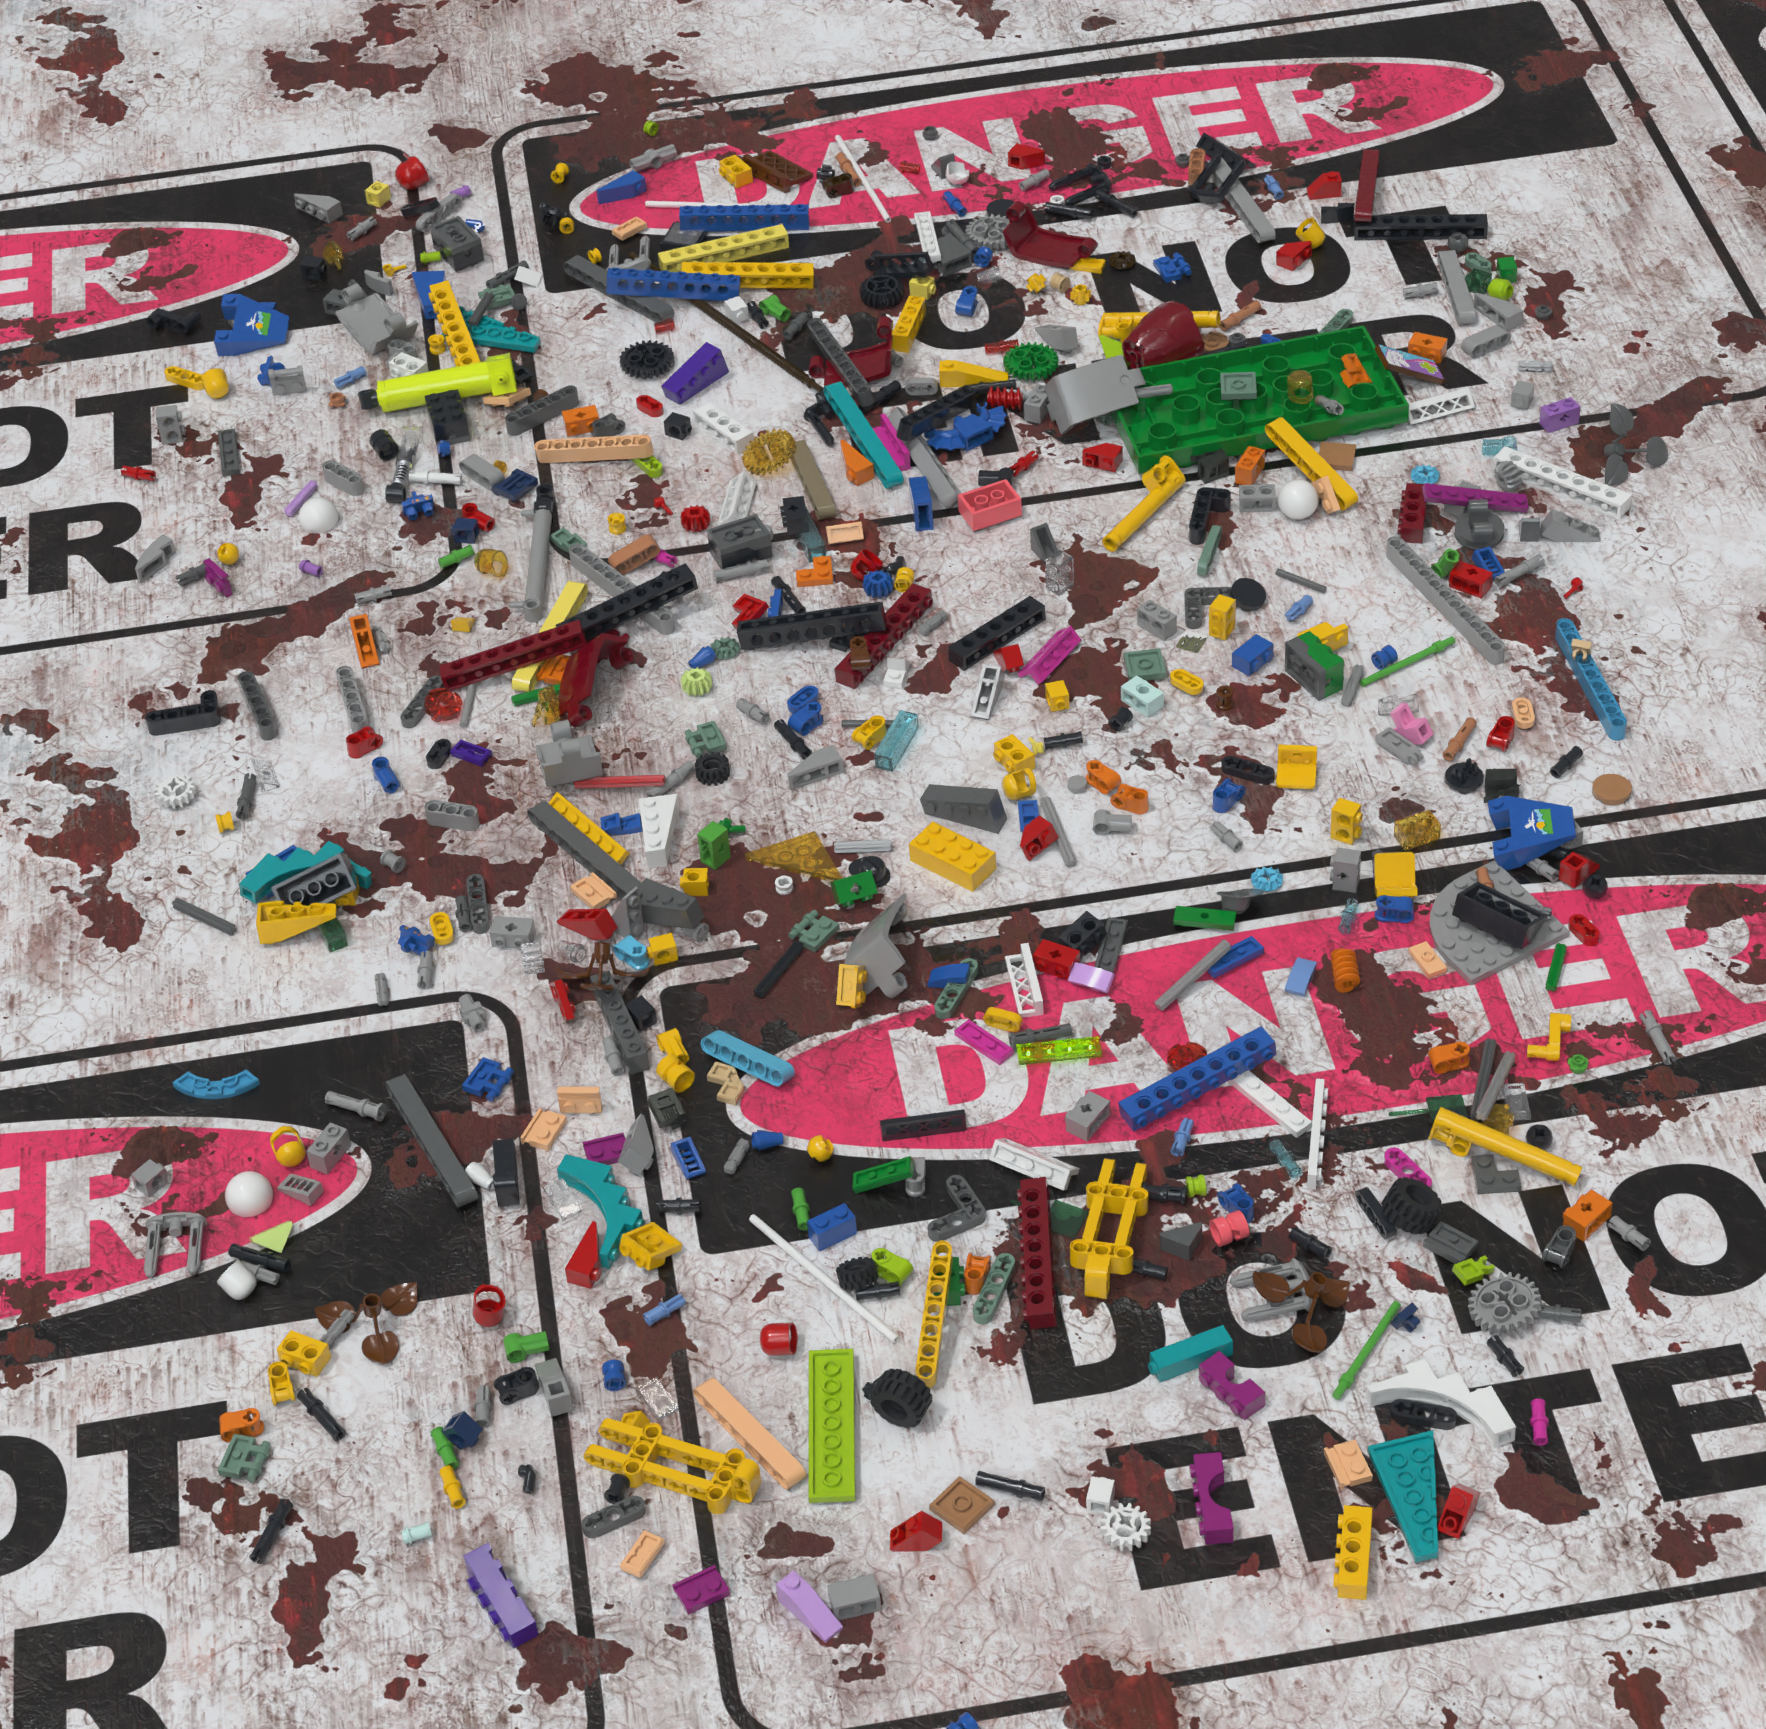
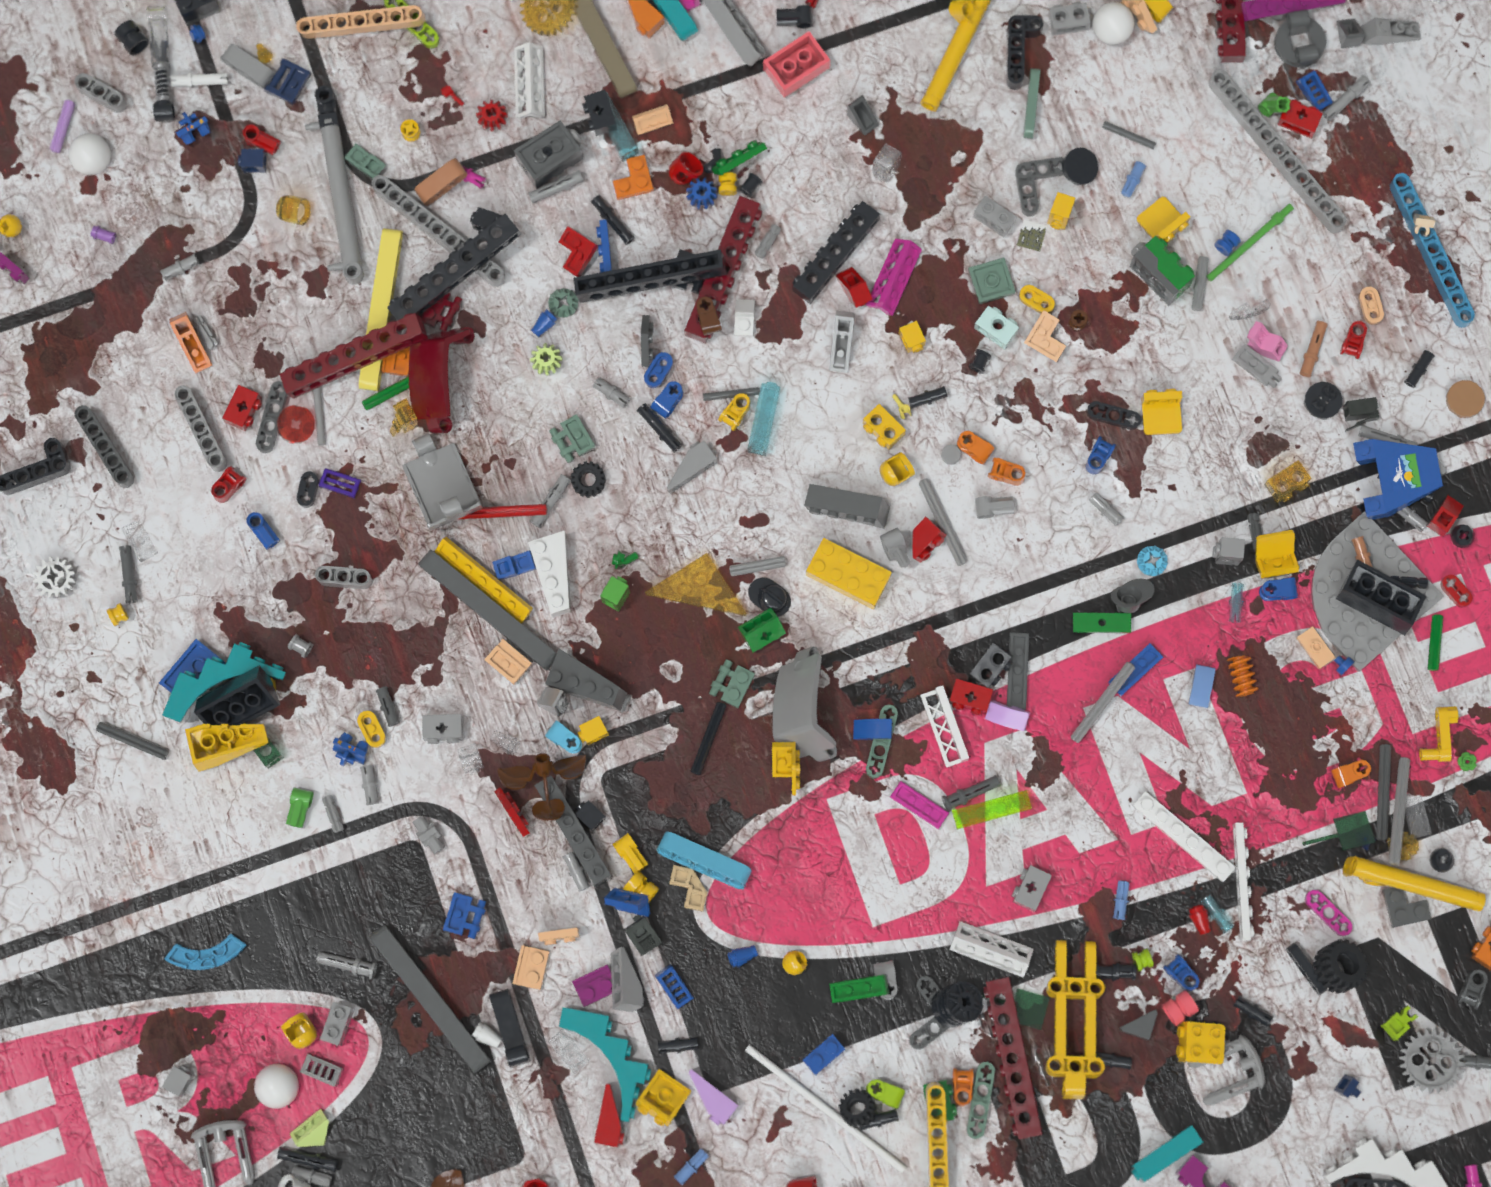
camera: 10 degrees left, 35 degrees up
(350, 976) = (300, 803): none -> bright green piece
(396, 690) = (242, 398): none -> red brick
(456, 556) = (252, 200): bright green pin -> none
(462, 624) = (284, 297): yellow slope -> none
(480, 903) = (396, 690): dark grey beam -> none
(591, 923) = (512, 705): red slope -> none
(659, 1078) = (628, 902): none -> blue panel
(695, 881) = (611, 643): yellow brick -> none
(707, 1256) = (715, 1102): none -> lavender slope
(736, 1156) = (717, 978): light grey axle -> none
(784, 885) = (687, 623): white bush -> none
(796, 668) = (647, 331): none -> dark grey plate
(800, 1208) = (790, 1034): bright green pin -> none
(920, 560) = (738, 157): none -> green tile
(921, 503) = (723, 65): blue slope -> none
(923, 1125) = (881, 916): black fence -> none
(927, 581) = (750, 185): none -> black bush
(984, 1192) = (957, 1004): none -> black wheel
(1002, 1019) = (933, 778): yellow beam -> none
(1003, 835) = (895, 547): none -> light grey beam
(1027, 812) = (911, 505): blue slope -> none
(1178, 1054) = (1122, 801): clear red plate -> none
(1186, 706) = (1041, 339): none -> light nougat plate
(1197, 1078) = (1178, 788): blue brick -> none
(1245, 1256) = (1201, 1042): none -> yellow bracket
(1252, 655) = (1097, 254): blue brick -> none
(1265, 1159) = (1200, 919): none -> red cone
(1332, 1292) = (1279, 1066): reddish brown plant -> none
(1346, 821) = (1221, 485): yellow brick -> none
(1347, 1378) = (1304, 1160): bright green bar -> none
(1450, 1243) = (1377, 995): dark grey plate -> none
(1454, 973) = (1343, 664): none -> blue tile
(1505, 1356) = (1437, 1115): black pin -> none
(1576, 584) = (1405, 110): red hand -> none

